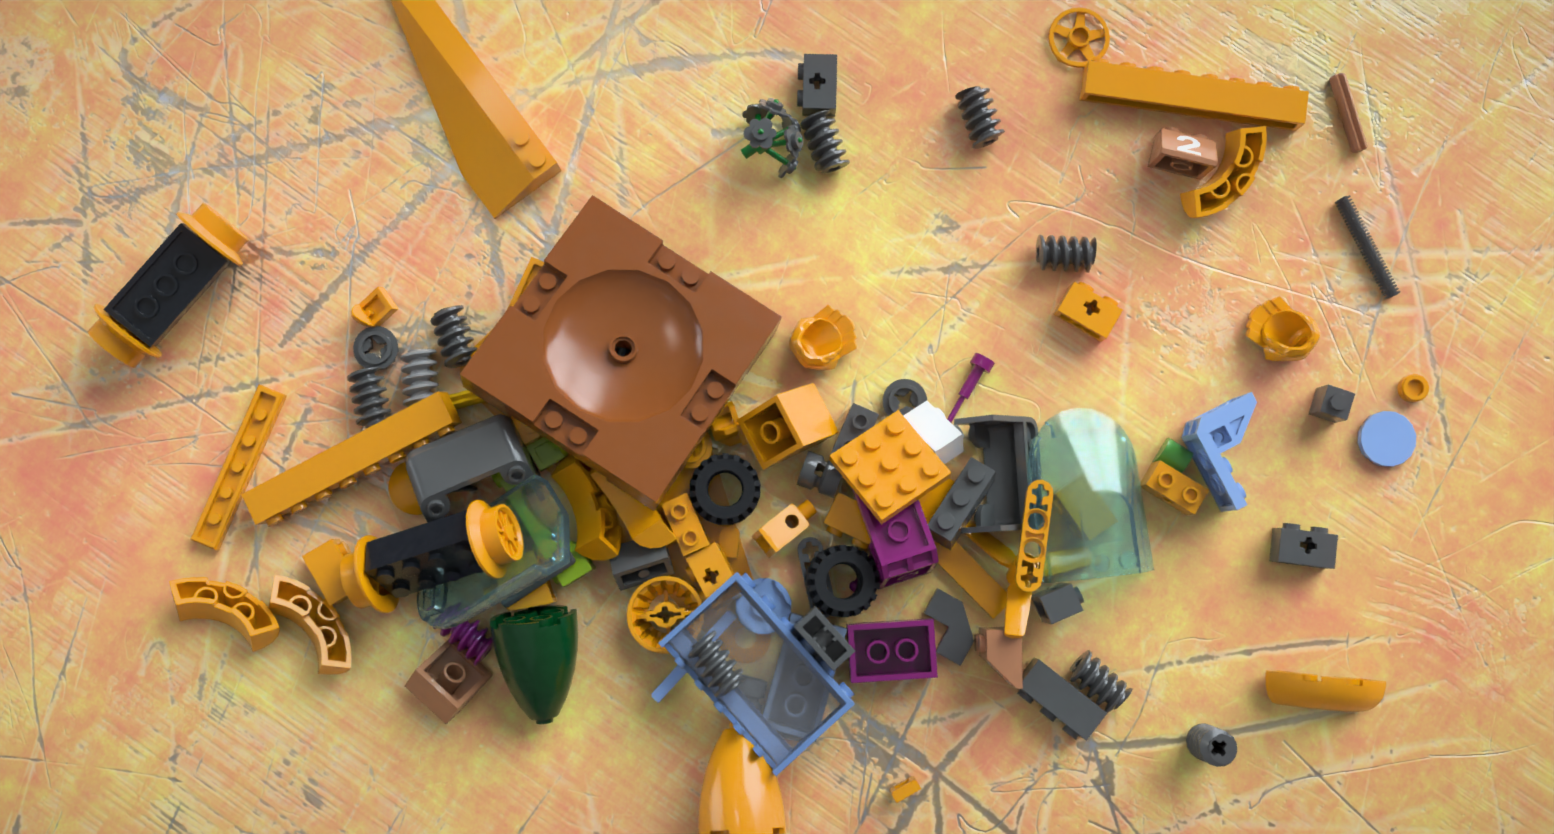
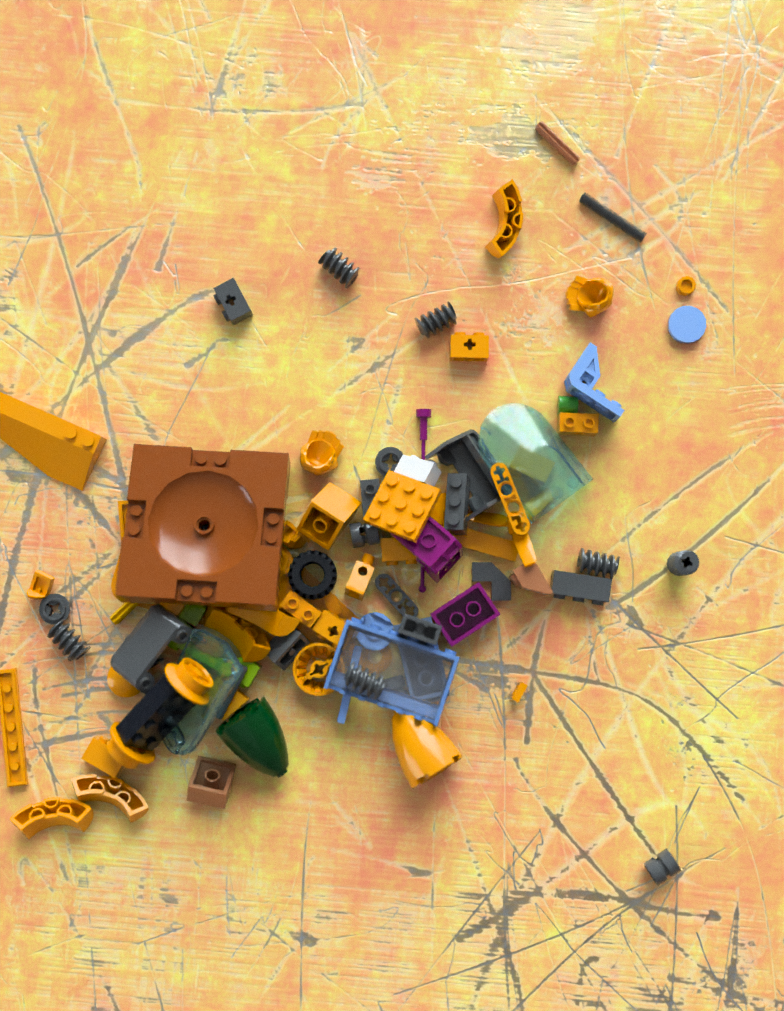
camera: 25 degrees left, 0 degrees up
(352, 458) = (77, 683): light orange brick -> none
(419, 375) = (91, 612): light grey piece -> none
(452, 336) = (97, 575): dark grey piece -> none
(470, 639) = (210, 750): magenta piece -> none
(763, 135) = (216, 351): dark grey plant -> none
(823, 143) = (255, 335): dark grey piece -> none
(866, 581) = (427, 581): black tyre -> none
(1058, 602) = (547, 530): dark grey brick -> none
(1078, 37) = (373, 187): light orange wheel -> none
(1183, 153) = (472, 222): nougat slope -> none
(1194, 95) = (459, 184): light orange brick -> none
(1320, 546) = (684, 415): dark grey brick -> none
(1330, 693) = (733, 495): light orange brick -> none
(1331, 403) = (642, 322): dark grey brick -> none

